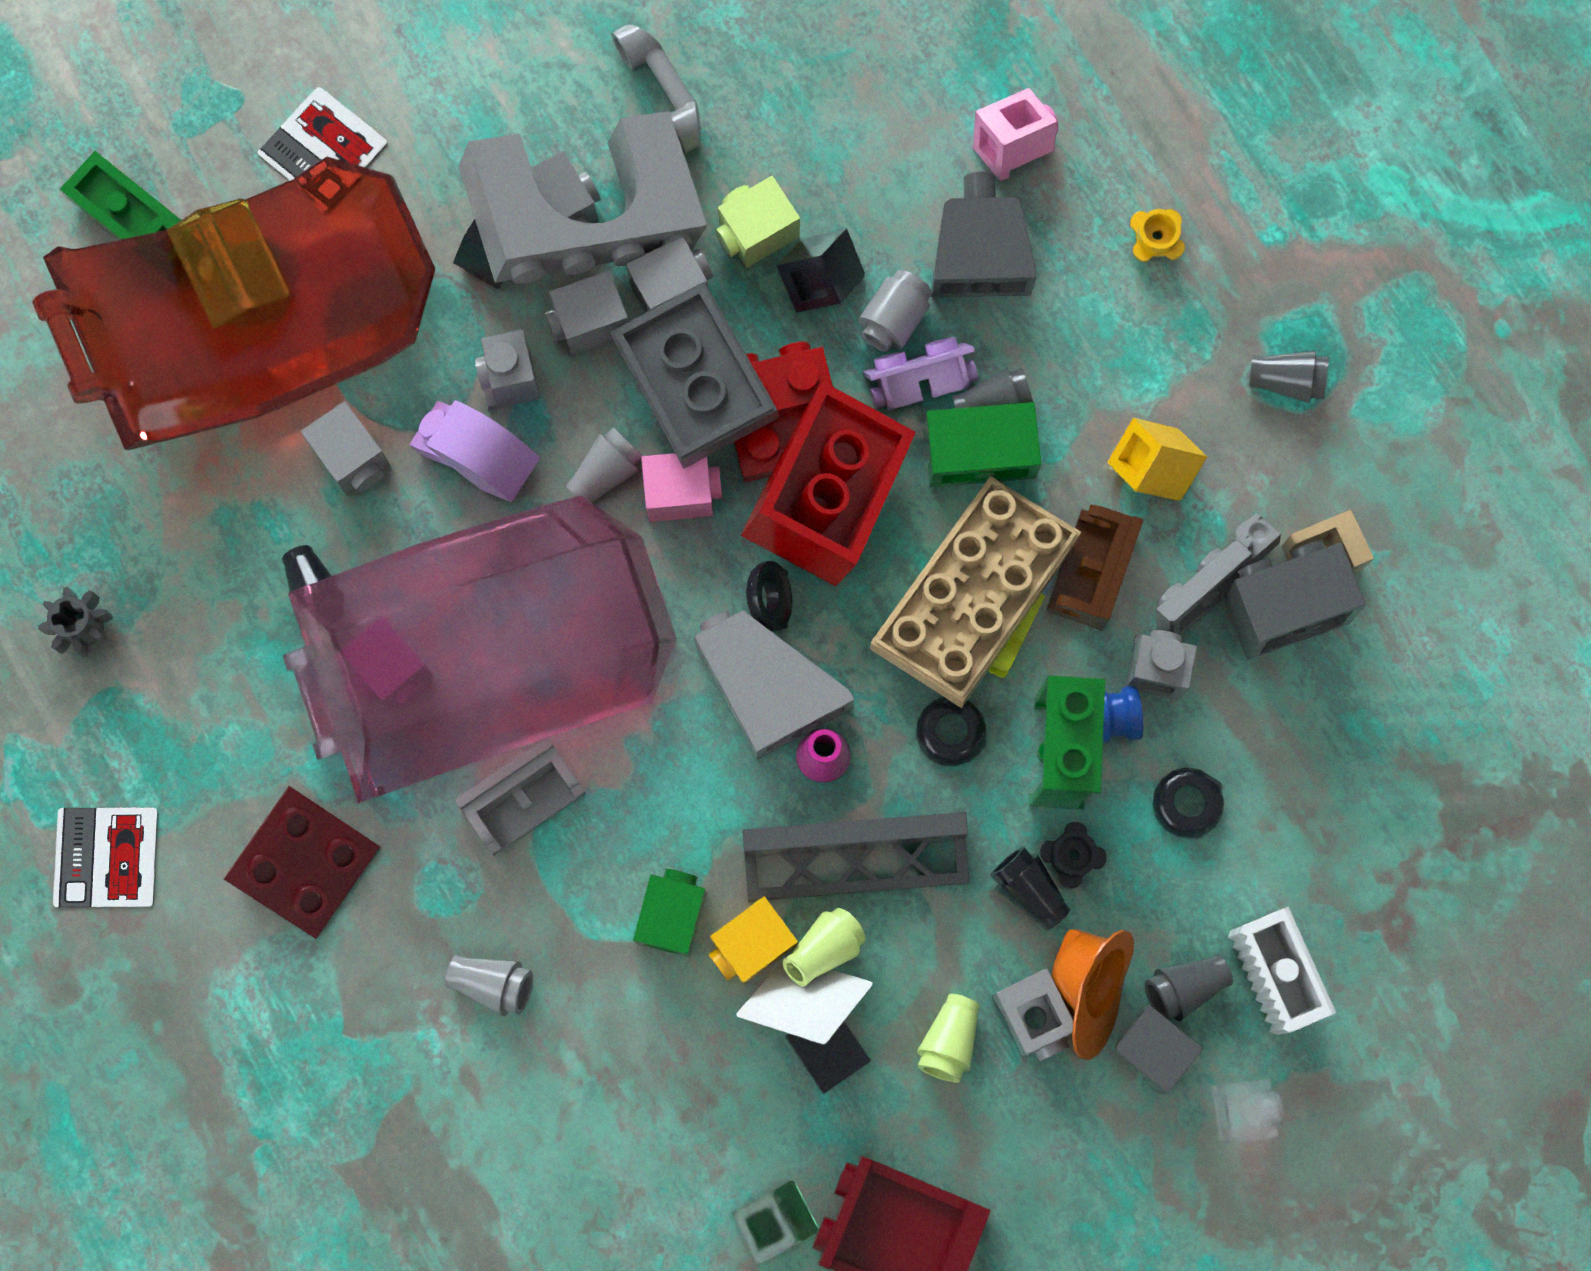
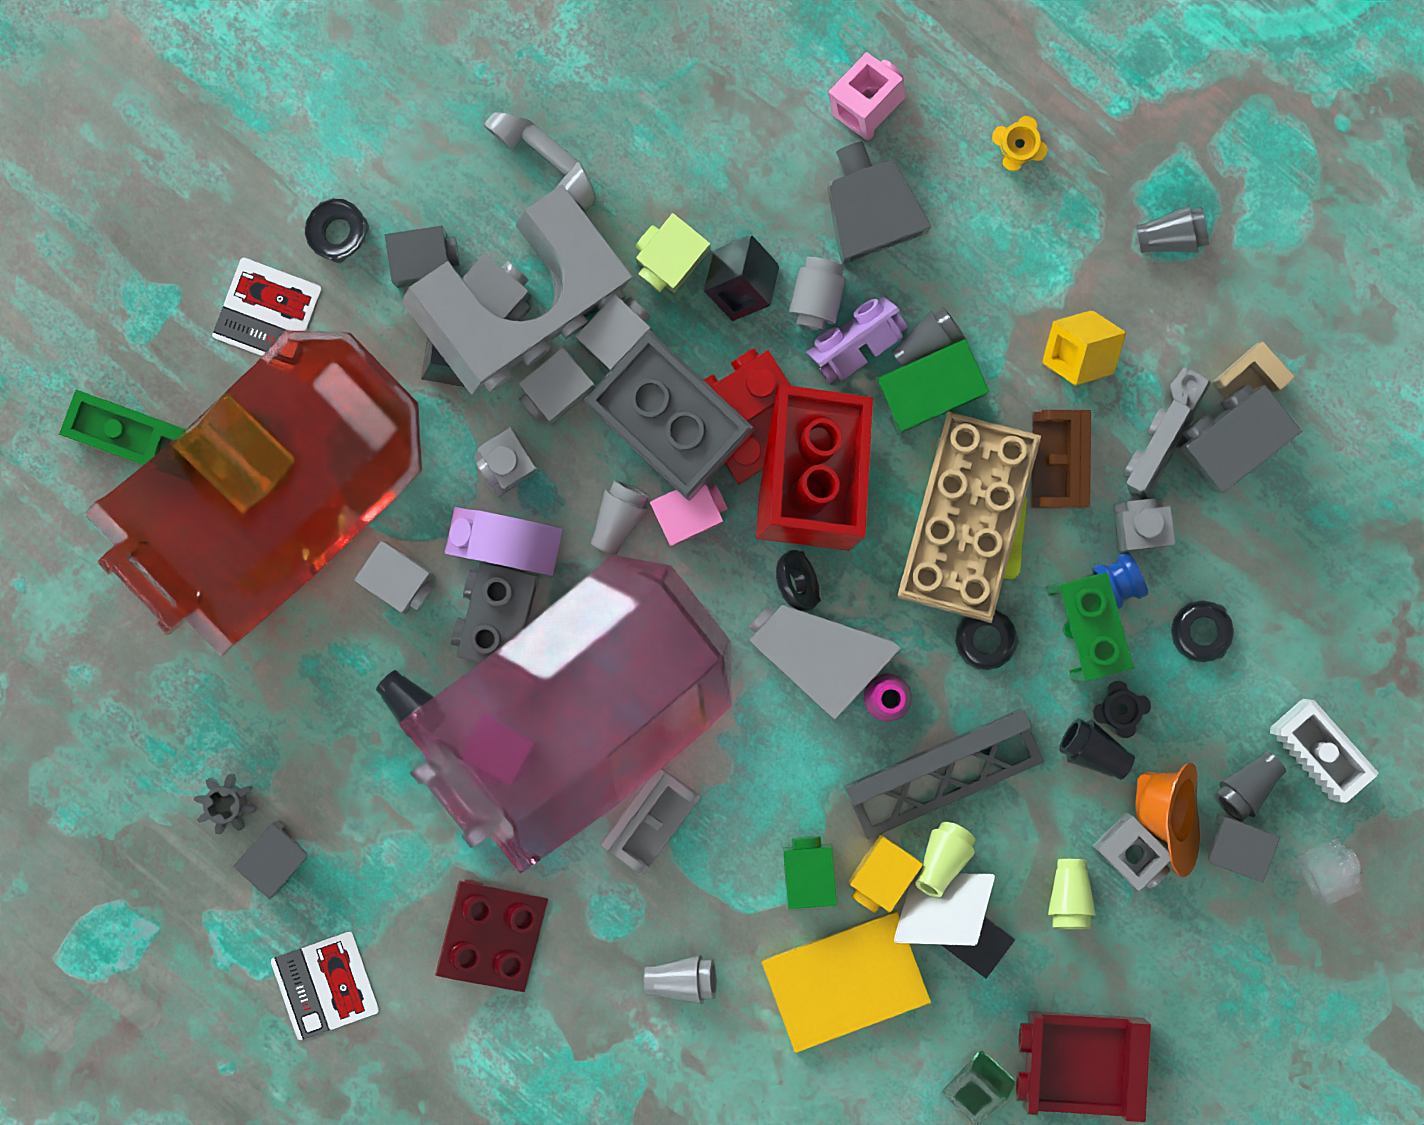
camera: 15 degrees left, 10 degrees up
(97, 696) = (271, 860): none -> dark grey panel
(417, 72) = (322, 216): none -> black piece
(439, 505) = (496, 610): none -> dark grey brick
(493, 120) = (418, 253): none -> dark grey brick
(668, 1049) = (845, 982): none -> yellow tile

